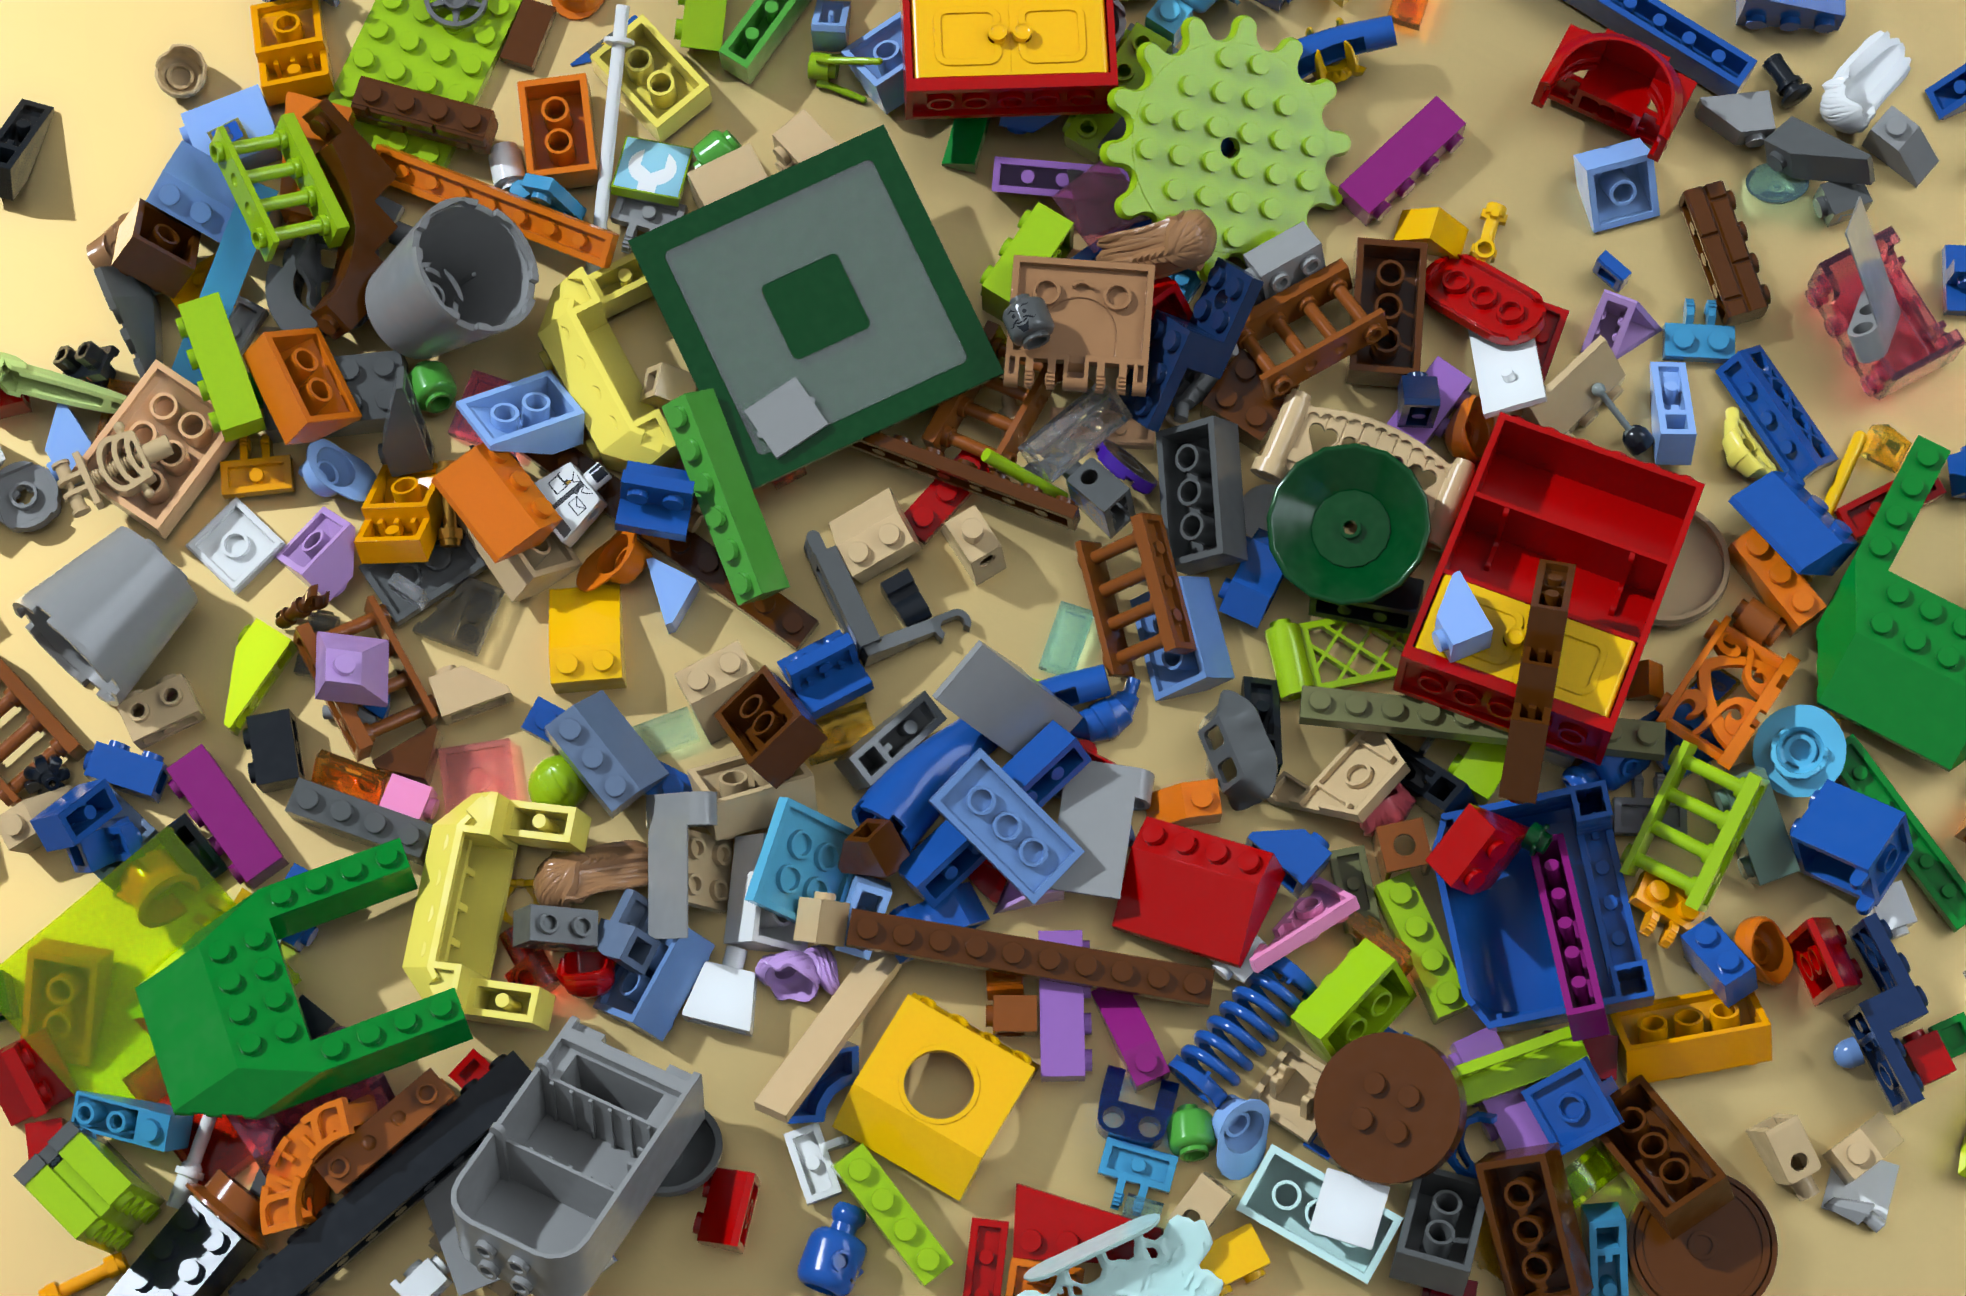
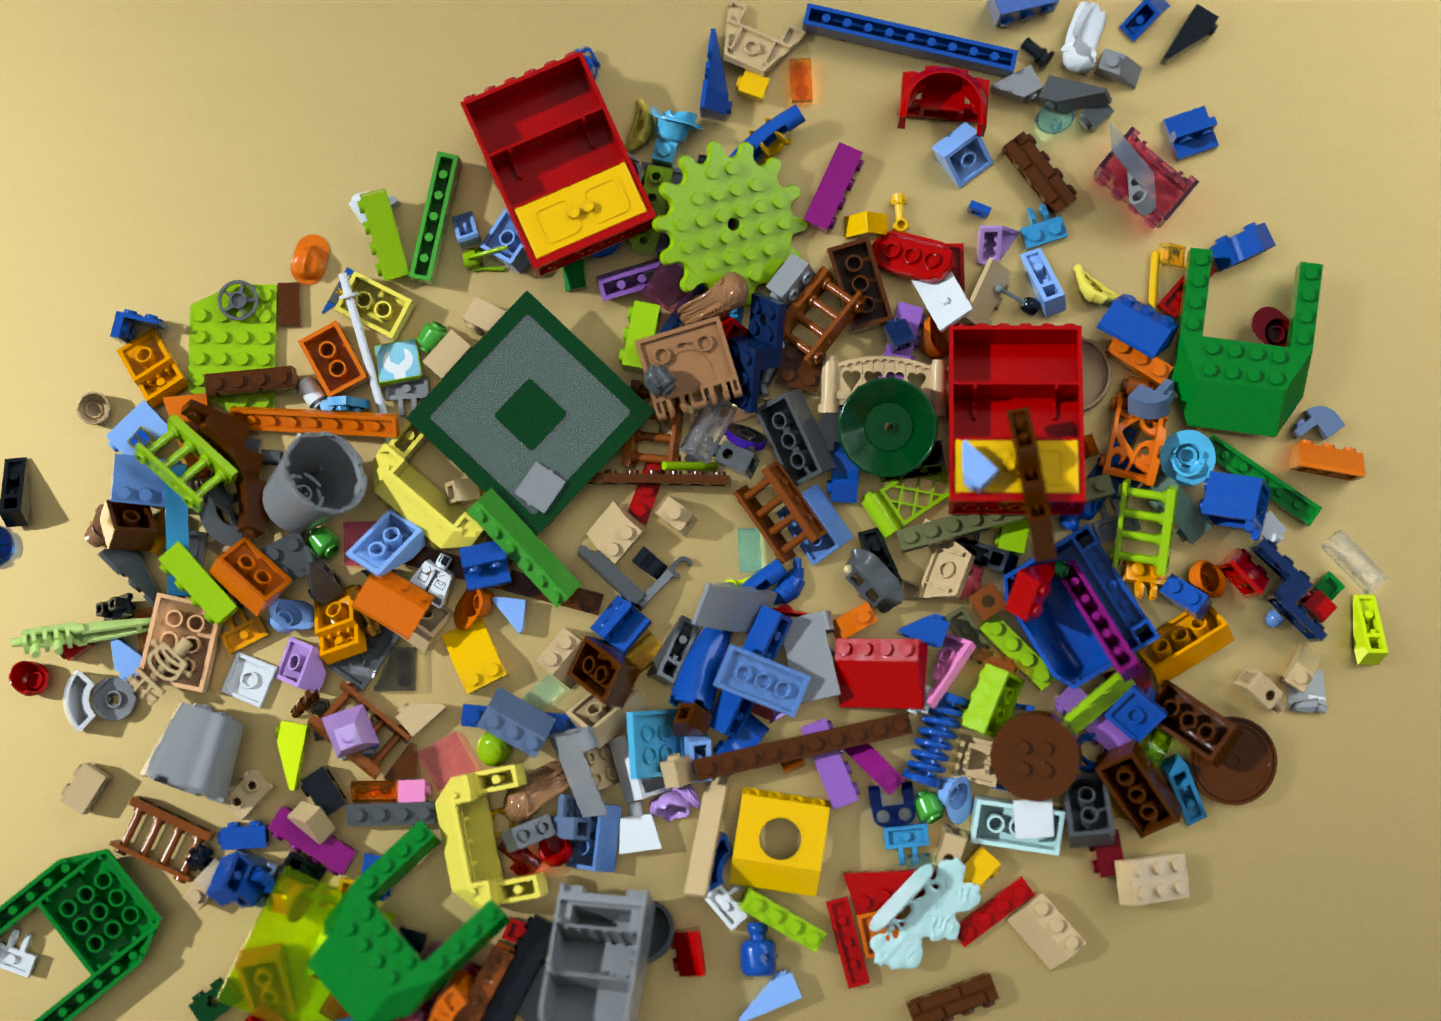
camera: 20 degrees left, 10 degrees up
(237, 783) = (312, 821): none -> tan slope
(1013, 1015) = (804, 779): dark orange brick -> none
(1772, 645) = (1151, 403): none -> sand blue brick
(1775, 415) = (1102, 261): blue fence -> none

